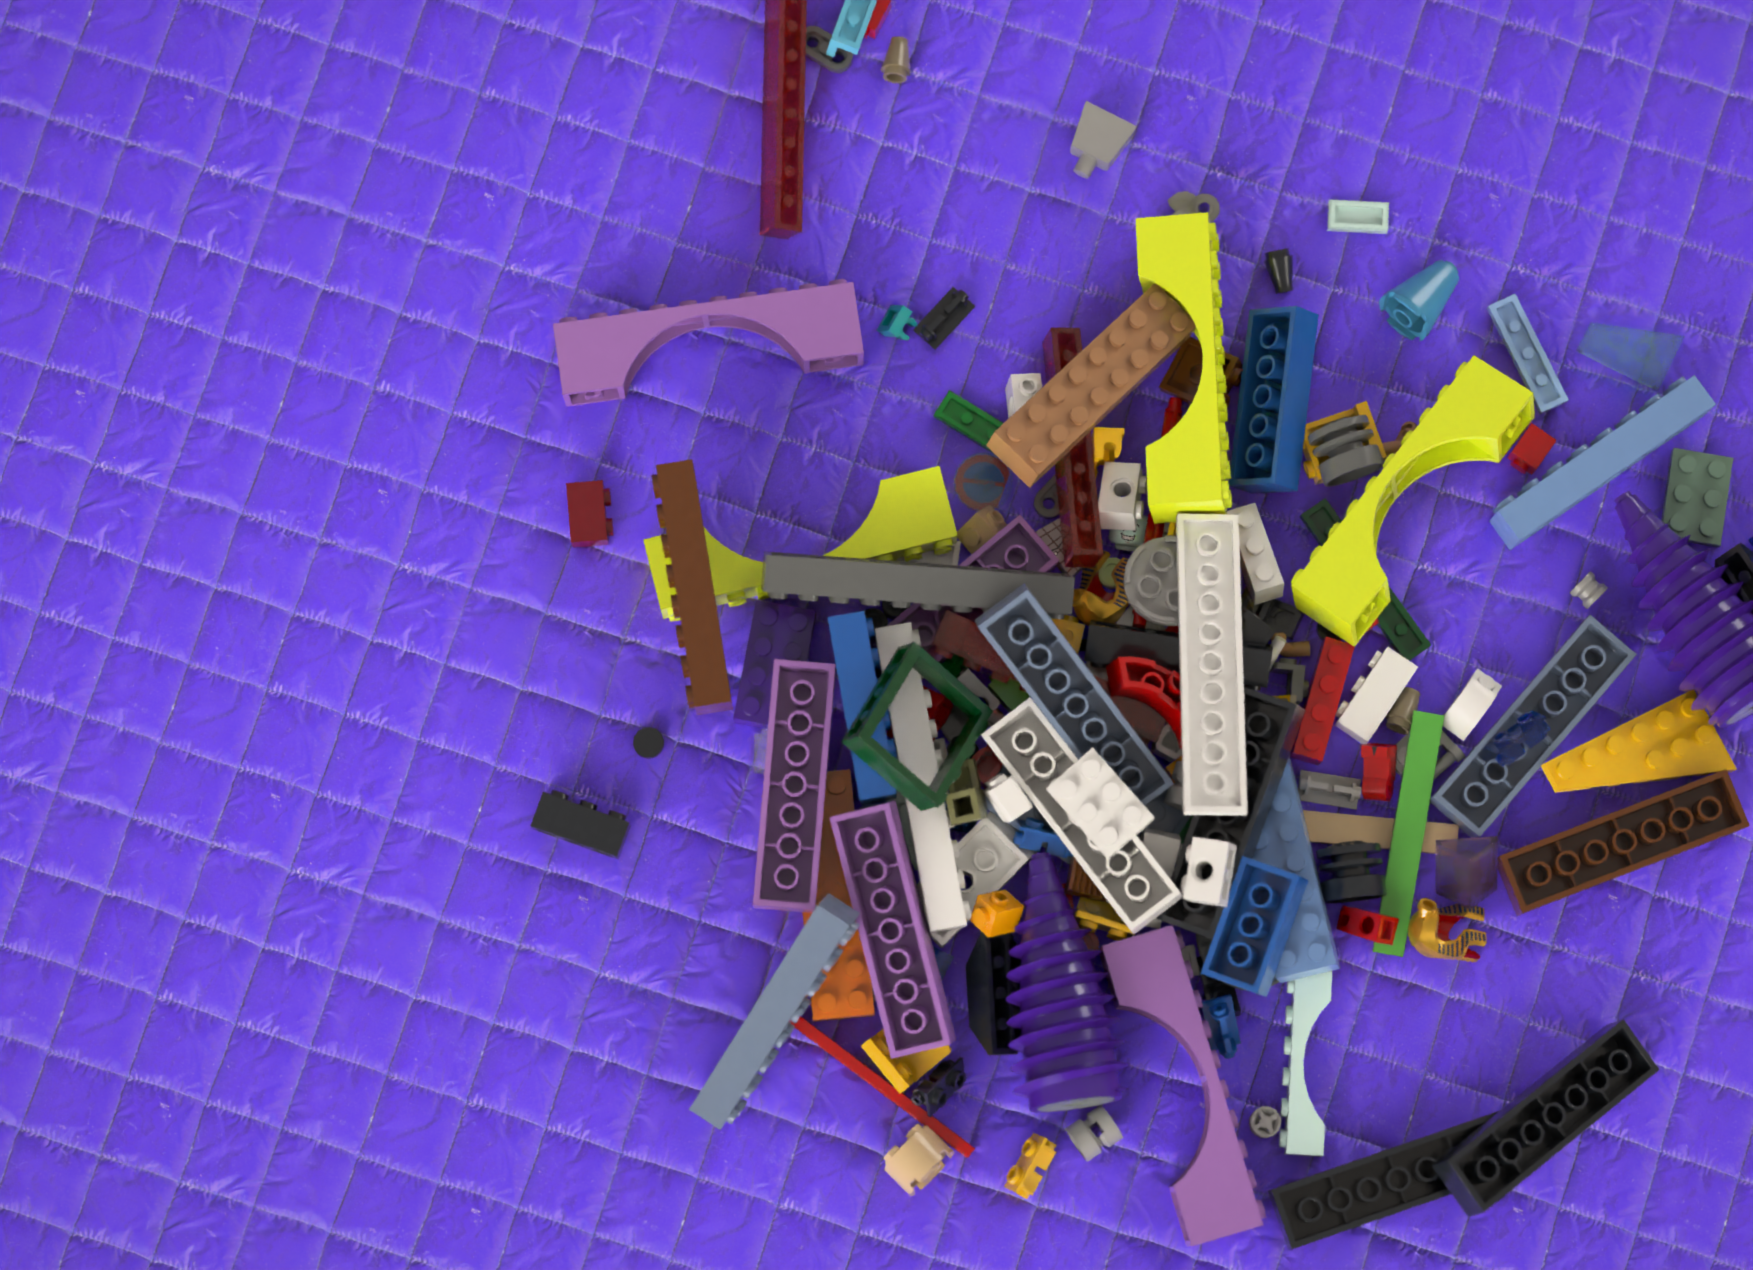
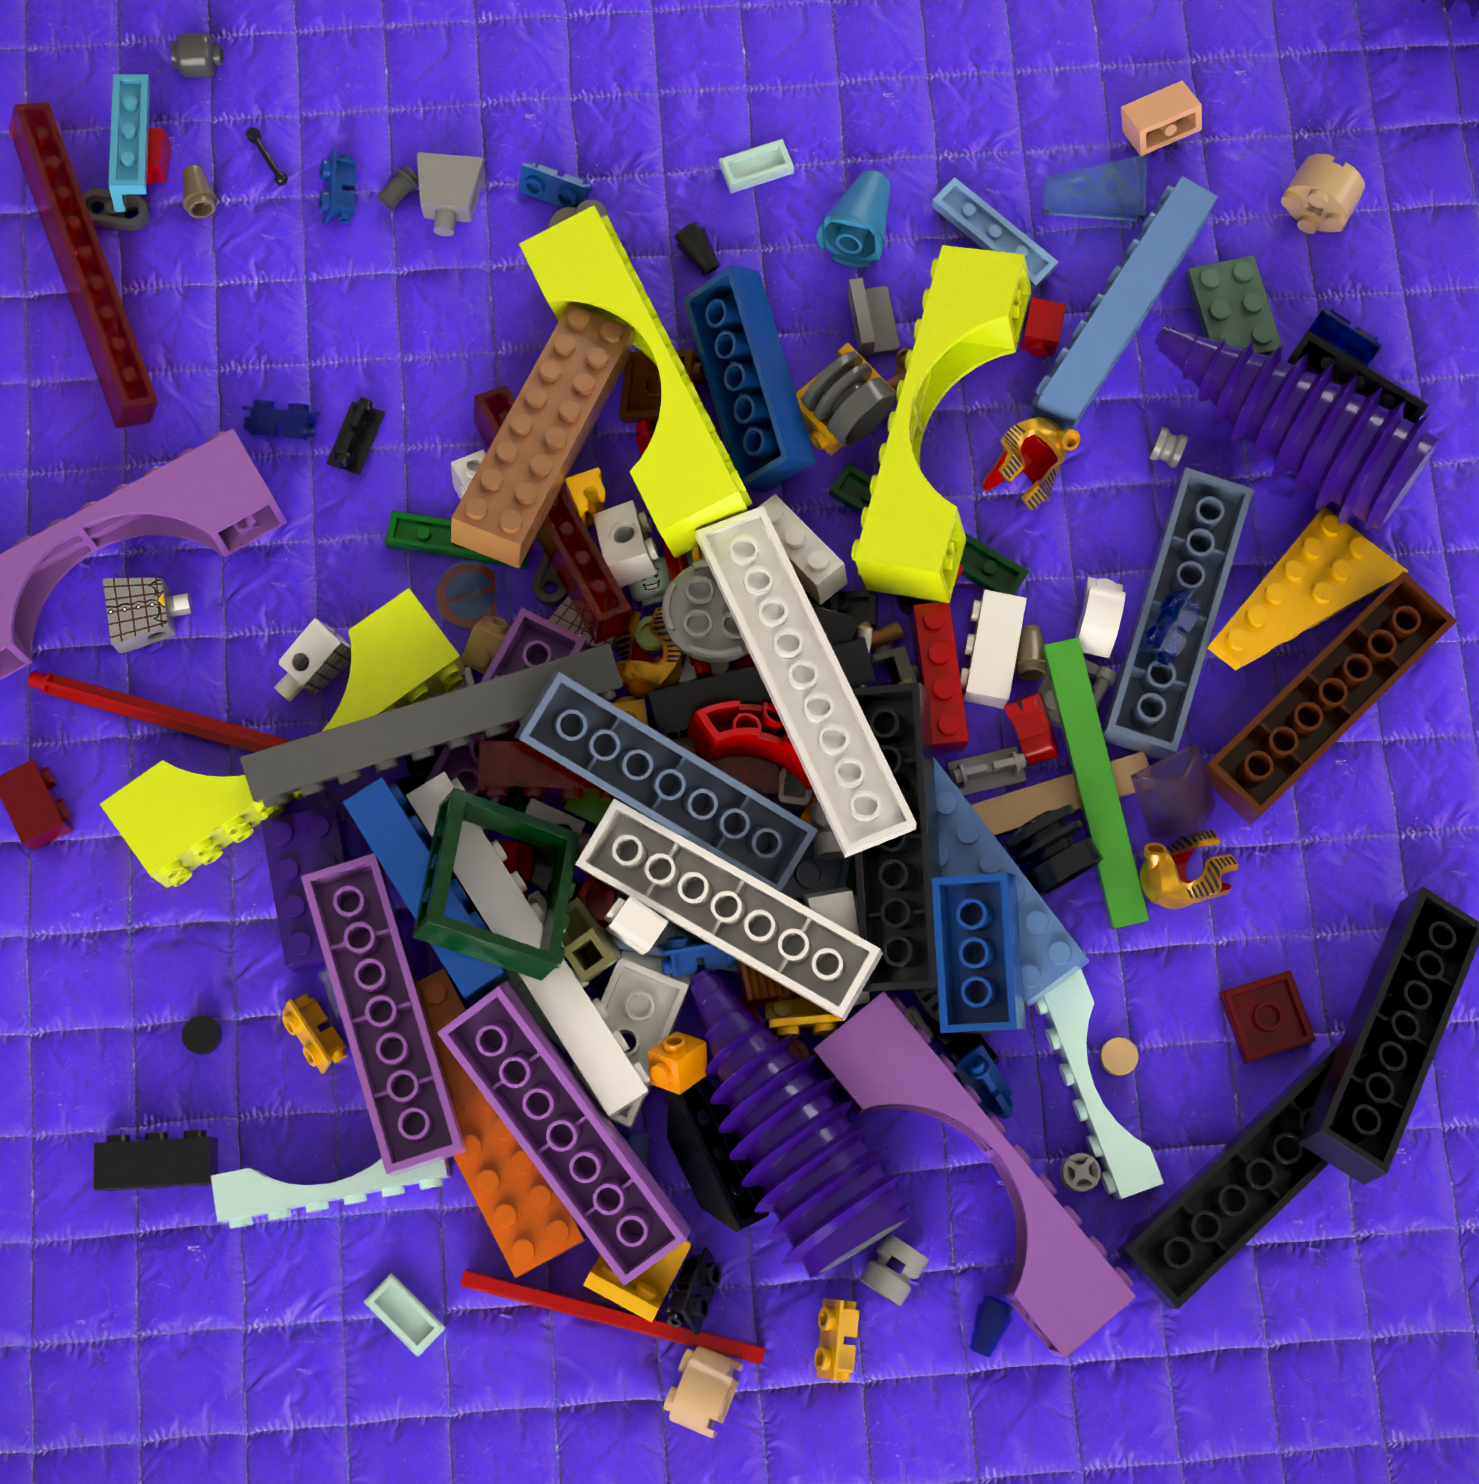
camera: 25 degrees left, 5 degrees down
(641, 877) = (252, 1194): none -> light aqua arch
(694, 587) = (174, 833): reddish brown brick -> none
(713, 484) = (153, 712): none -> red piece
(718, 1012) = (404, 1314): none -> light aqua tile
(726, 394) = (142, 611): none -> light grey torso
(729, 762) = (303, 1022): none -> yellow hinge
(776, 1008) = (464, 1291): sand blue brick -> none
(855, 487) = (313, 660): none -> white torso
(895, 320) = (302, 460): teal tile -> none
(901, 282) = (265, 418): none -> clear blue hinge
(960, 27) = (254, 137): none -> black hinge
(1003, 111) = (337, 173): none -> blue hinge
(1059, 120) = (398, 187): none -> dark grey pin
(1100, 803) = (744, 884): white plate -> none
(1148, 1203) = (990, 1324): none -> clear blue cone
(1176, 161) = (546, 185): none -> blue hinge
(1217, 887) = (917, 927): white brick -> none
(1333, 1049) = (1118, 1056): none -> tan tile
(1367, 924) = (1096, 900): red leg -> none
(1397, 385) = (872, 319): none -> light grey panel
(1462, 1067) = (1267, 1016): none -> dark red tile
(1481, 550) = (1037, 451): none -> piece
(1708, 311) = (1161, 118): none -> light nougat brick

